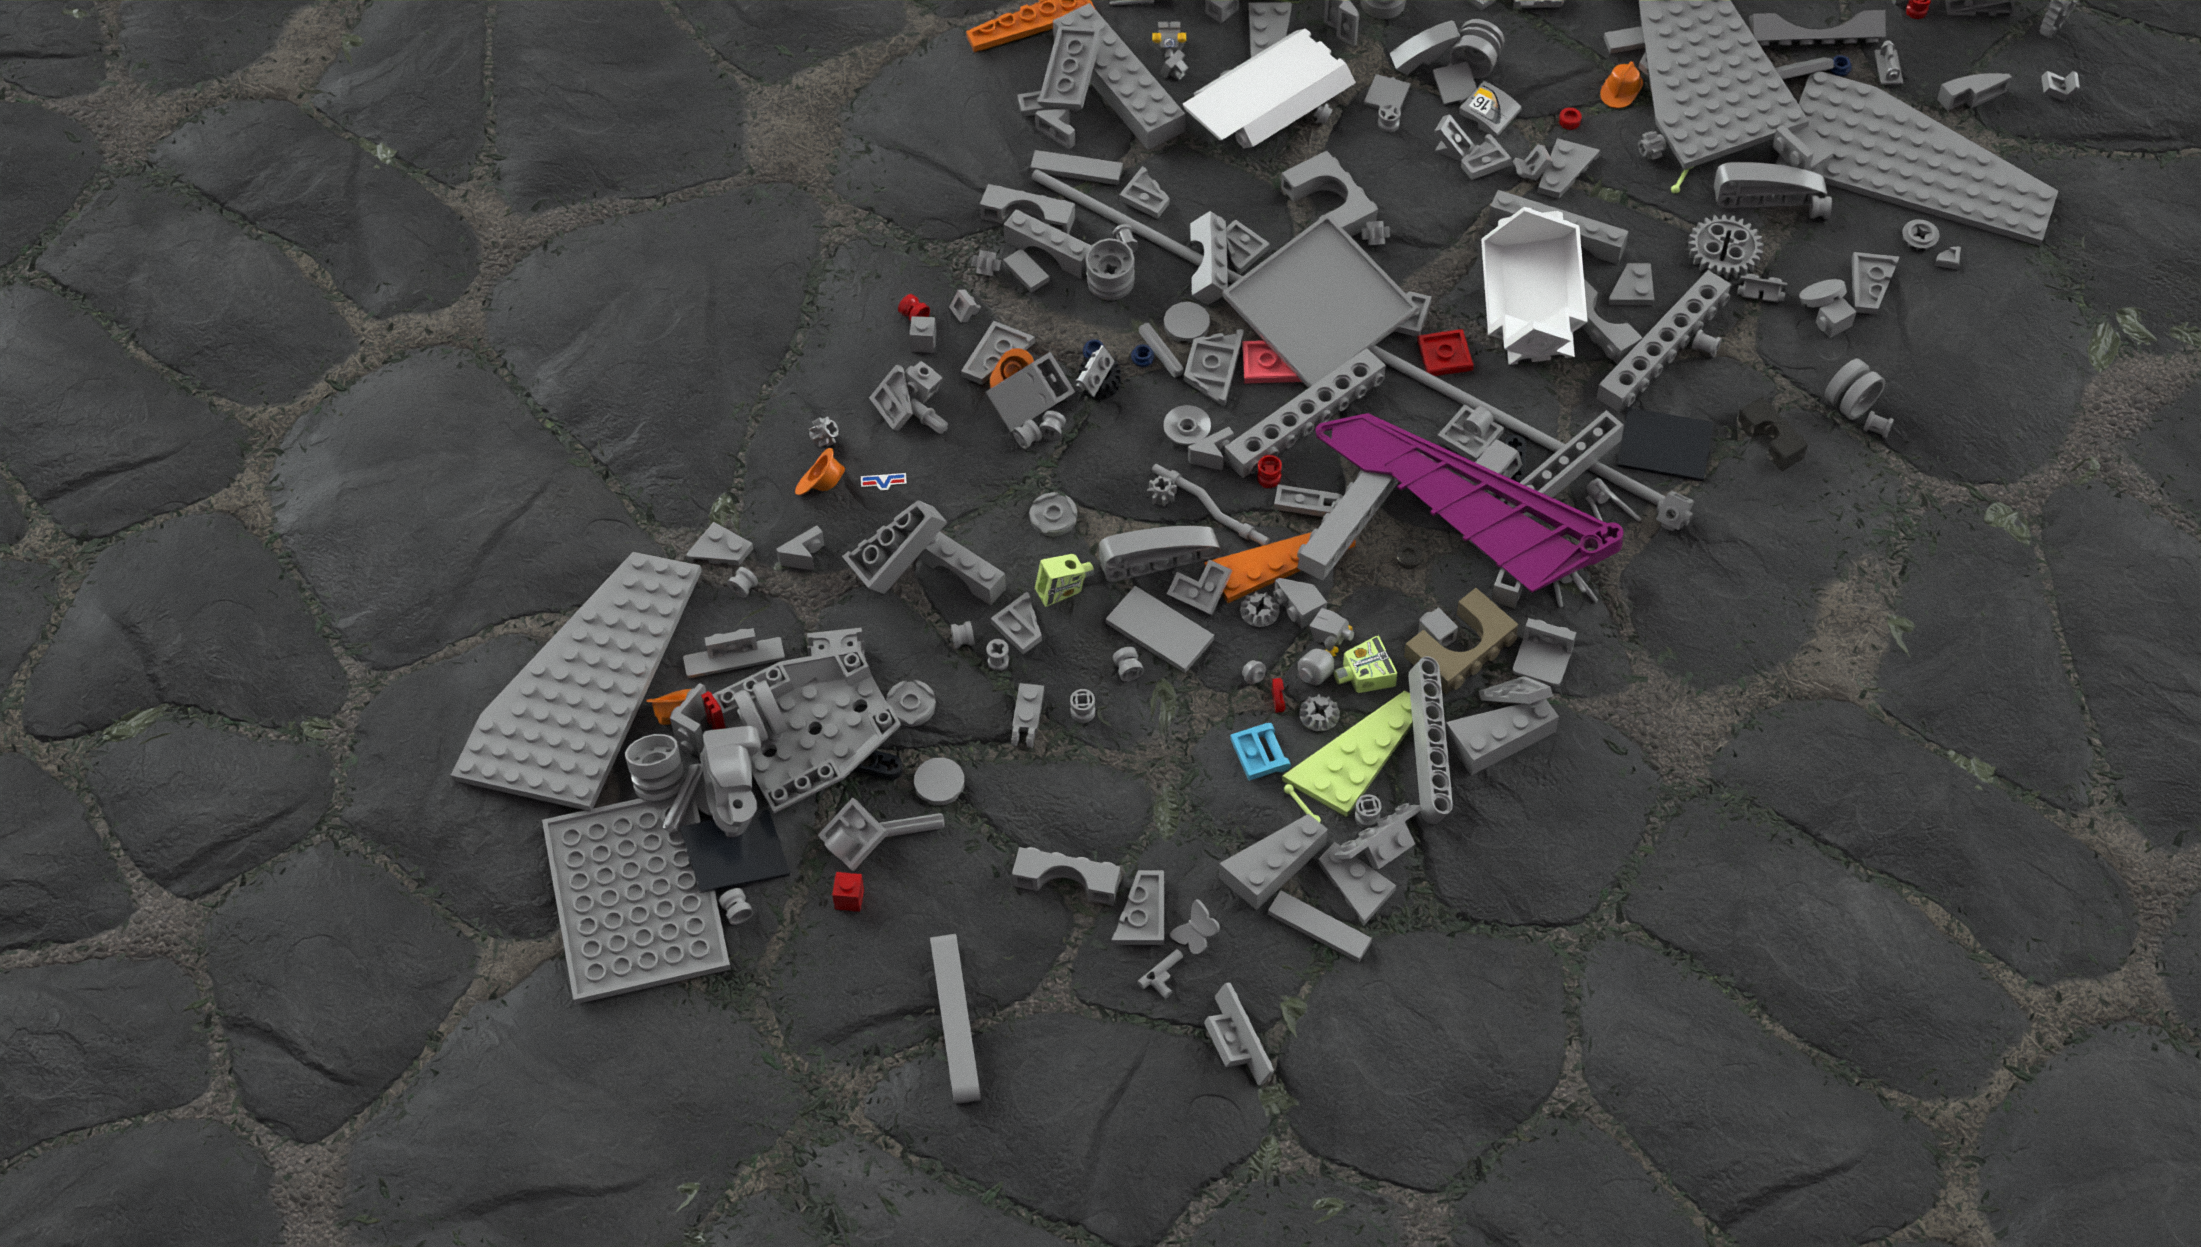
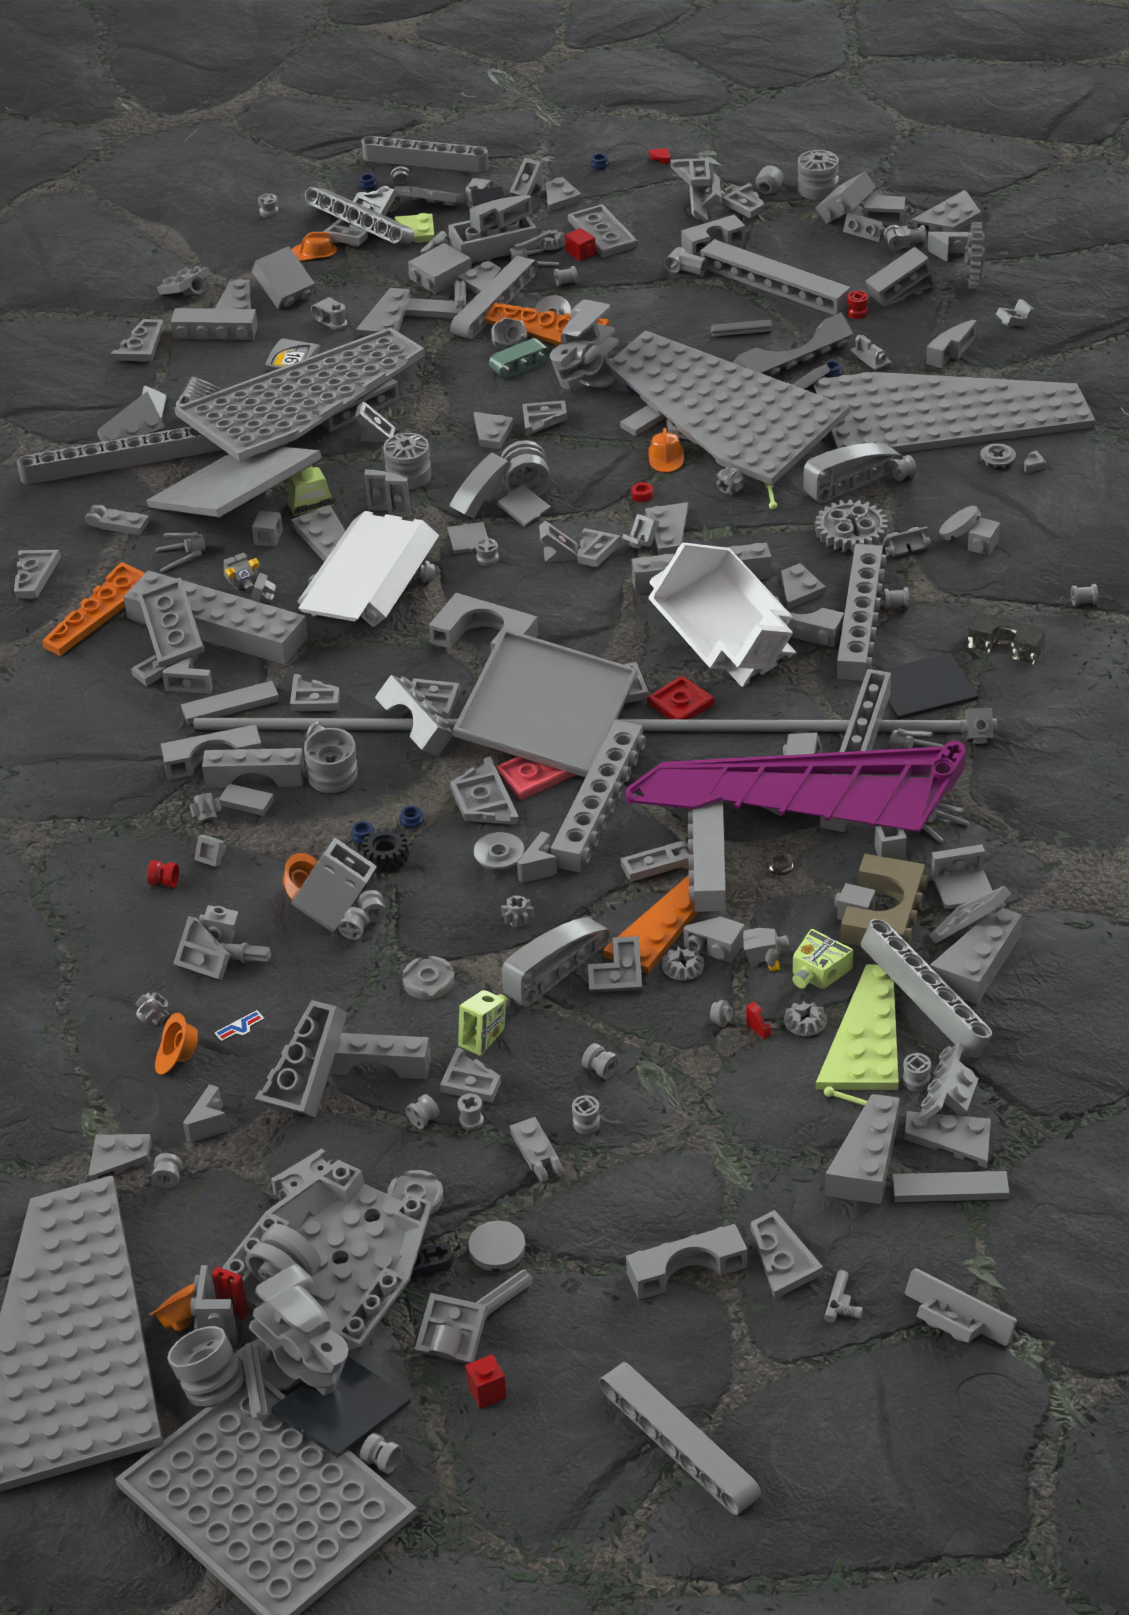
camera: 30 degrees left, 15 degrees down
(733, 652) = (202, 1234): light grey bracket -> none
(923, 334) = (189, 888): light grey brick -> none
(993, 345) = (267, 873): light grey wing -> none
(1097, 369) = (382, 842): light grey hinge -> none
(1160, 629) = (604, 1021): light grey tile -> none
(1161, 350) = (426, 806): light grey axle -> none
(1186, 322) = (430, 775): light grey tile -> none
(1196, 929) = (846, 1241): light grey animal -> none
(1245, 530) = (620, 908): light grey bar -> none
(1252, 754) = (776, 1079): medium azure plate -> none
(1269, 471) = (603, 852): red wheel -> none
(1316, 666) = (773, 982): light grey head -> none
(1375, 232) = (549, 633): light grey gear -> none
(1470, 432) = (755, 740): light grey plate -> none
(1490, 108) = (569, 510): light grey slope -> none
(1802, 148) = (854, 430): light grey bracket -> none
(1854, 389) = (1047, 574): light grey wheel -> none
(1870, 280) = (988, 499): light grey wing -> none

